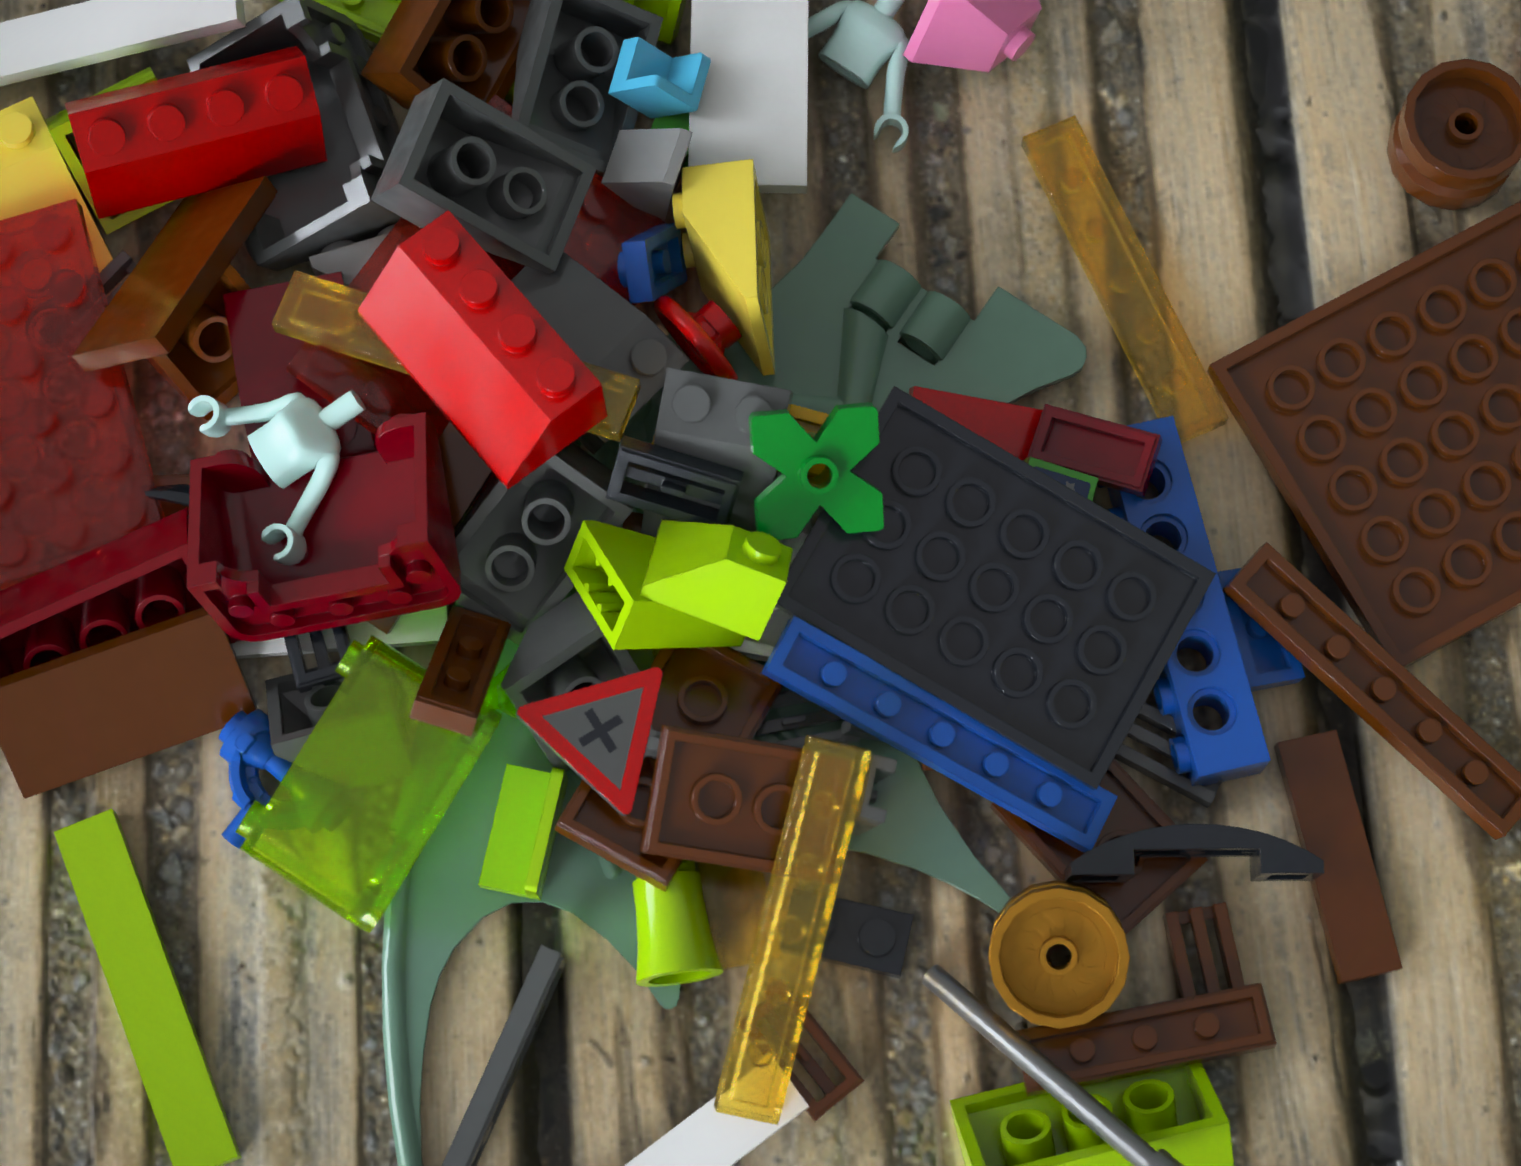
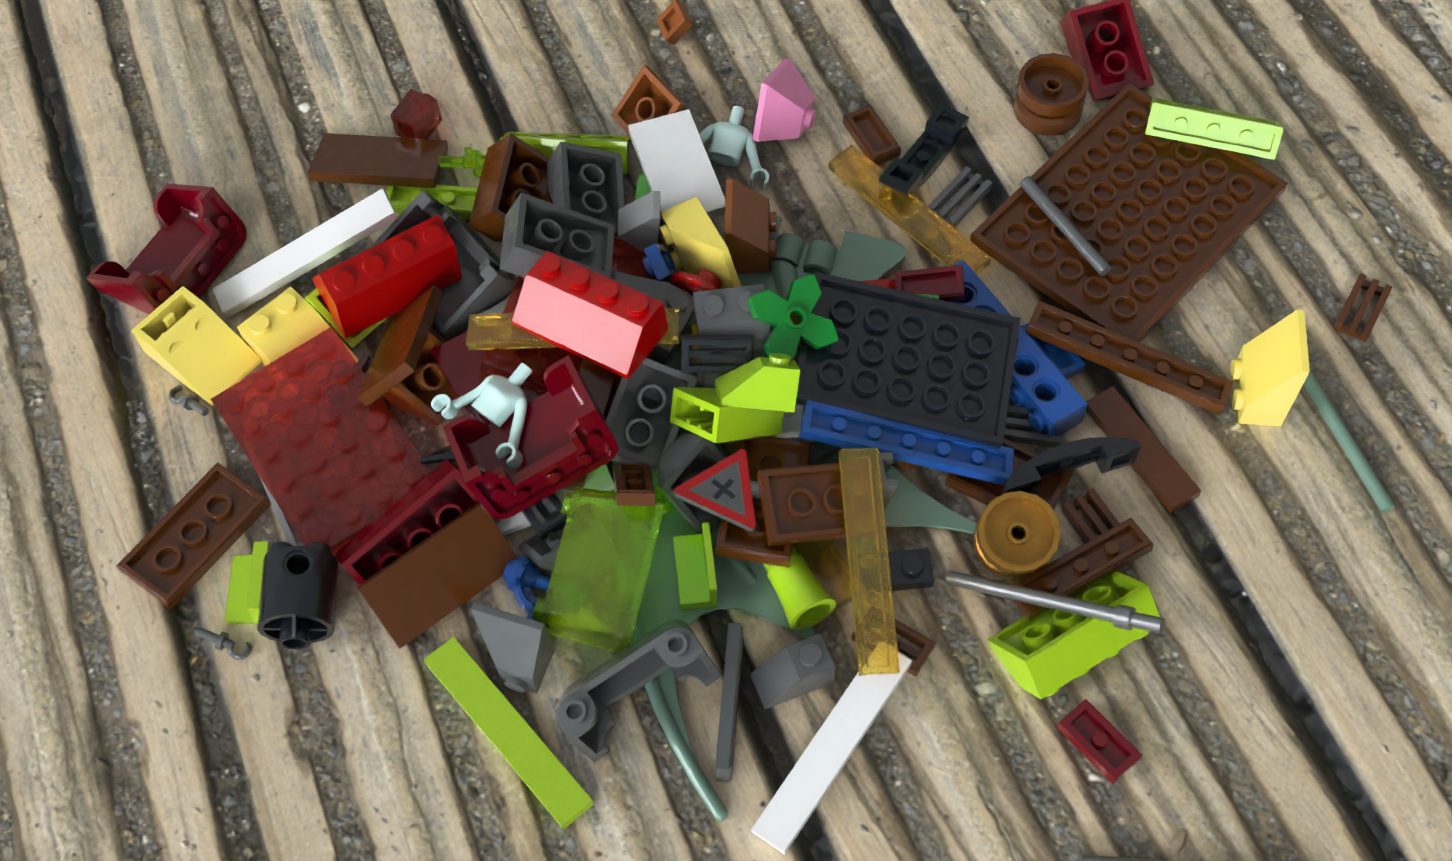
camera: 15 degrees left, 15 degrees down
(192, 872) = (516, 646): none -> slope
(427, 963) = (585, 702): none -> dark grey windscreen
(618, 1055) = (794, 671): none -> dark grey slope
(657, 82) = (630, 183): medium azure panel -> none
(824, 243) = (749, 228): none -> dark orange slope
(1119, 105) = (871, 135): none -> reddish brown tile
(1196, 176) = (927, 152): none -> black slope
(1262, 255) = (952, 188): none -> dark grey tile
(1376, 405) = (1065, 226): none -> dark grey bar

